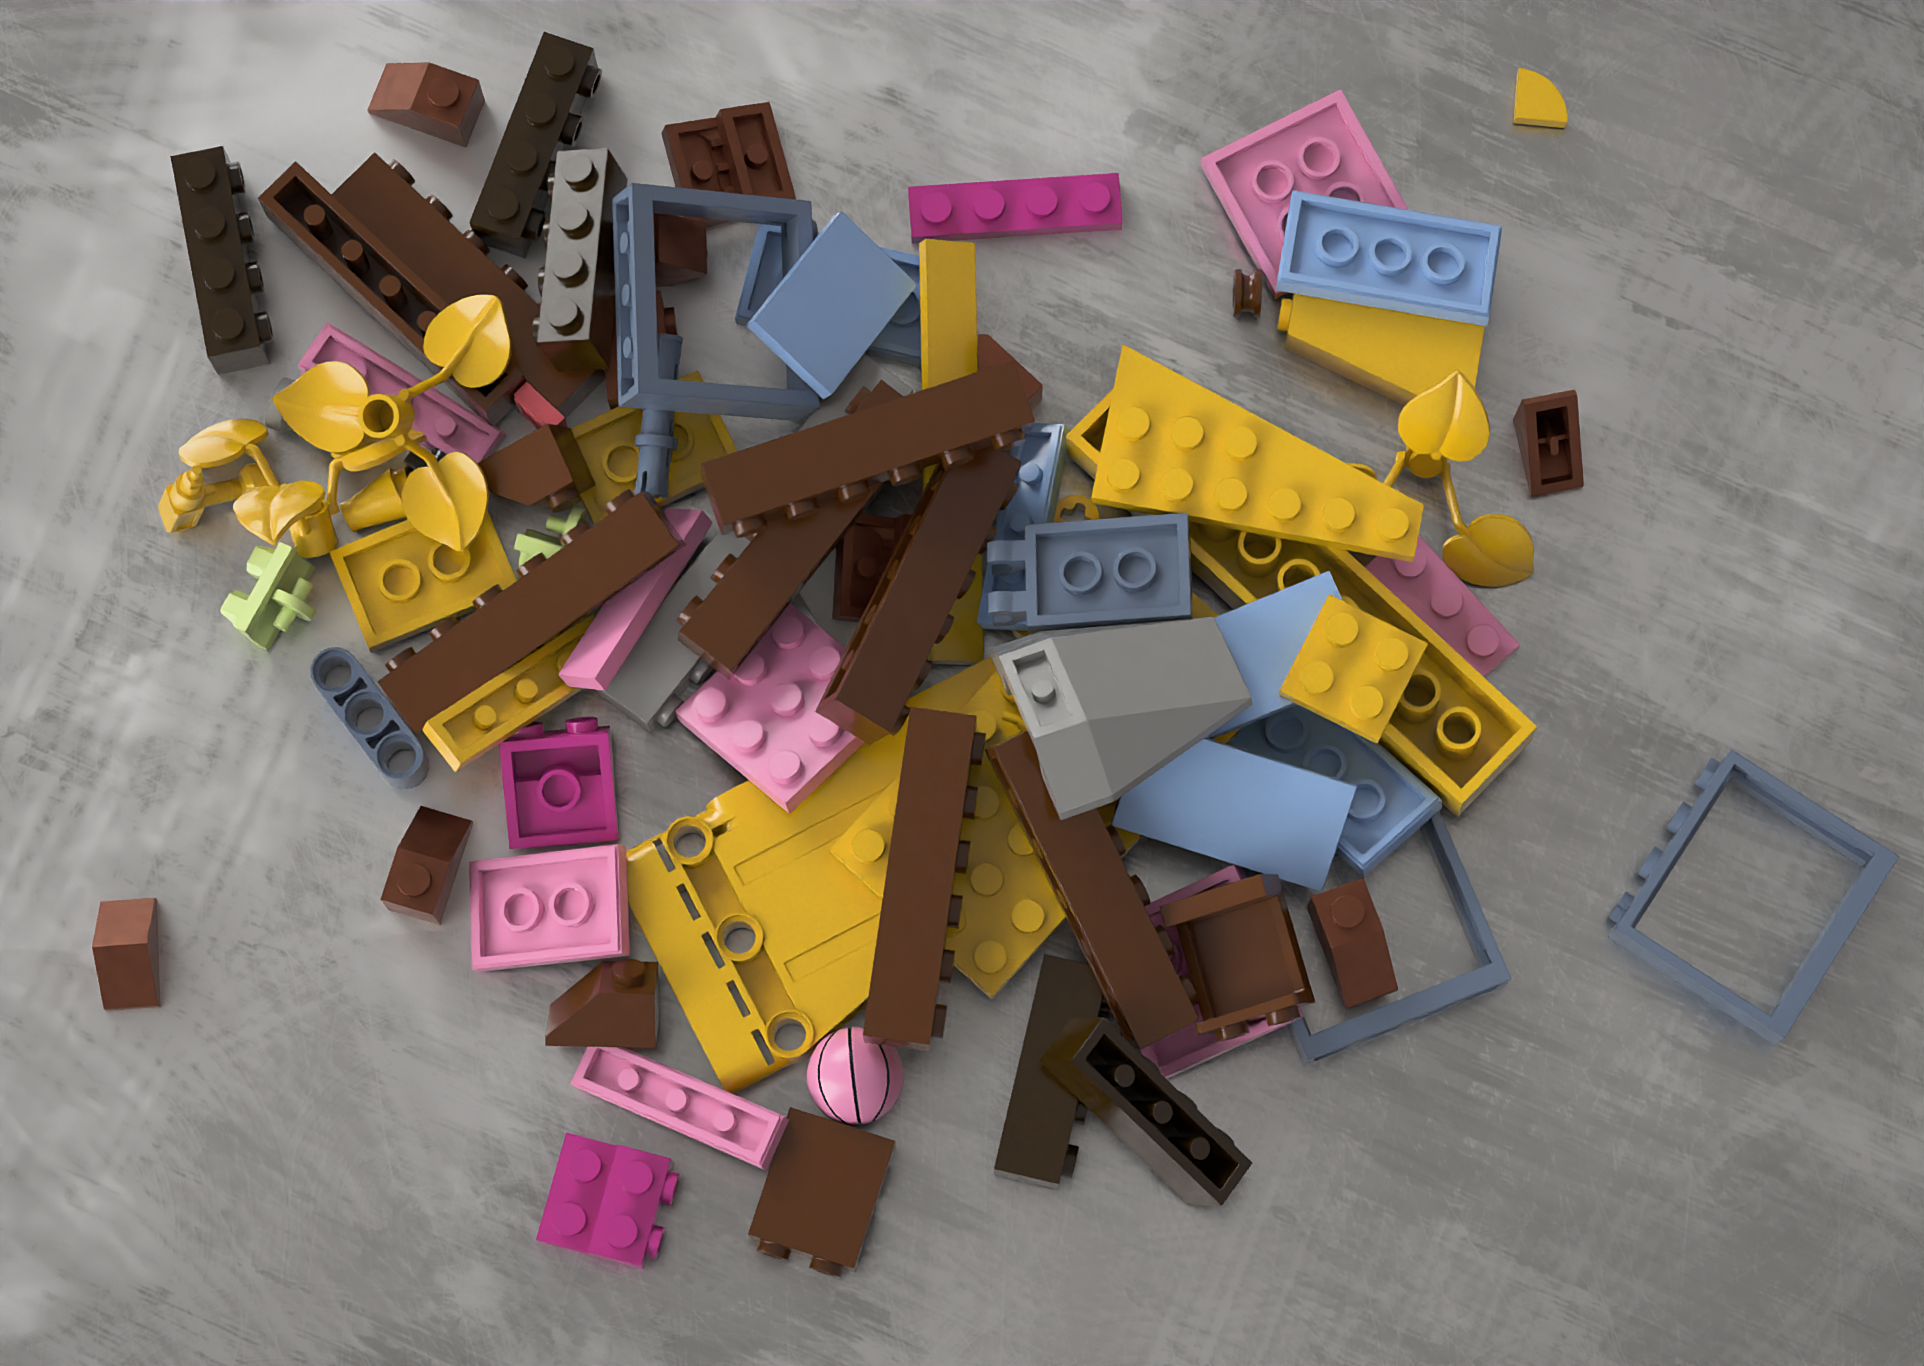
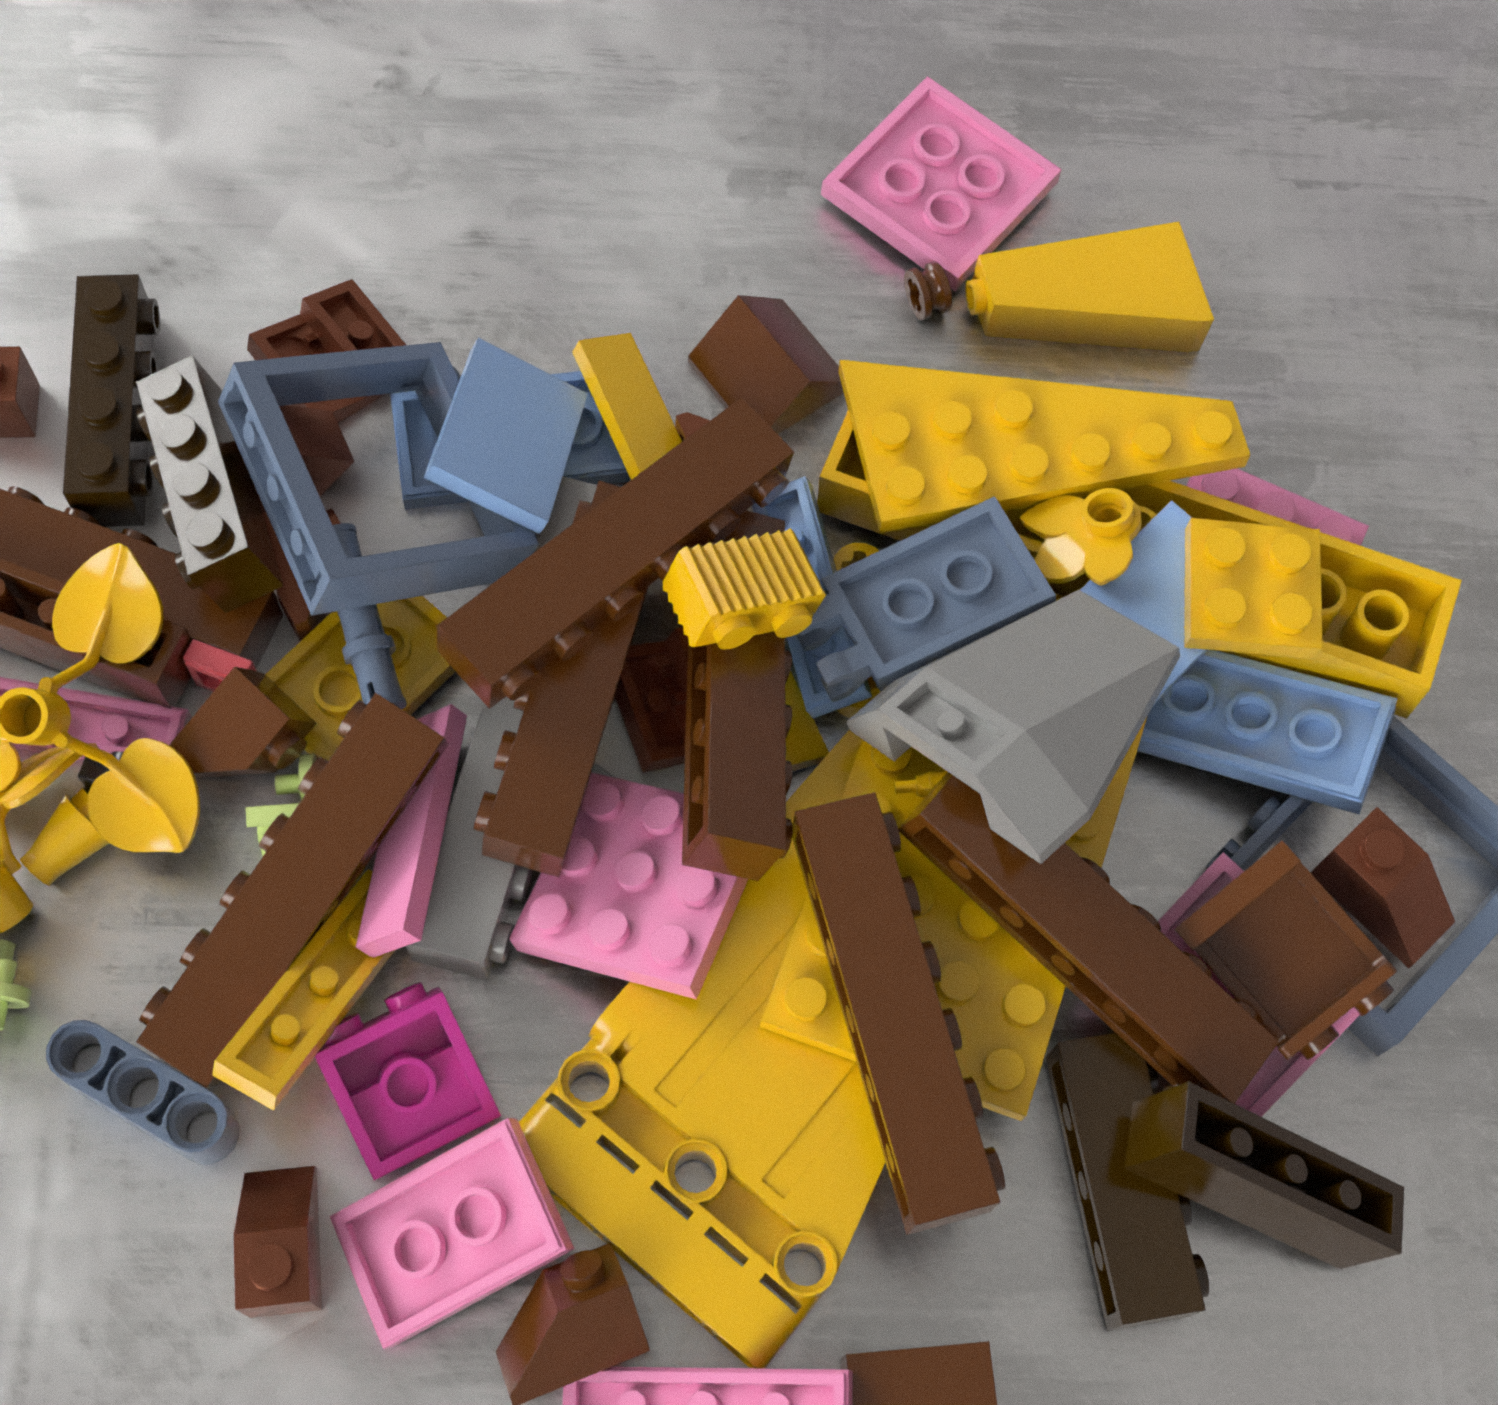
camera: 30 degrees left, 10 degrees down
(414, 583) = (136, 912): yellow plate -> none
(854, 1078) = (902, 1284): bright pink piece -> none
(949, 518) = (743, 589): none -> yellow brick
(1015, 207) = (655, 293): dark pink plate -> none
(1082, 309) = (767, 359): none -> reddish brown slope
(1239, 572) = (1085, 535): none -> yellow plate
(1242, 811) = (1213, 789): light blue tile -> none
(1389, 258) = (1057, 202): light blue tile -> none
(1455, 426) = (1231, 305): yellow plant -> none
(1538, 101) = (1114, 34): yellow tile -> none
(1550, 442) = (1294, 320): copper slope -> none

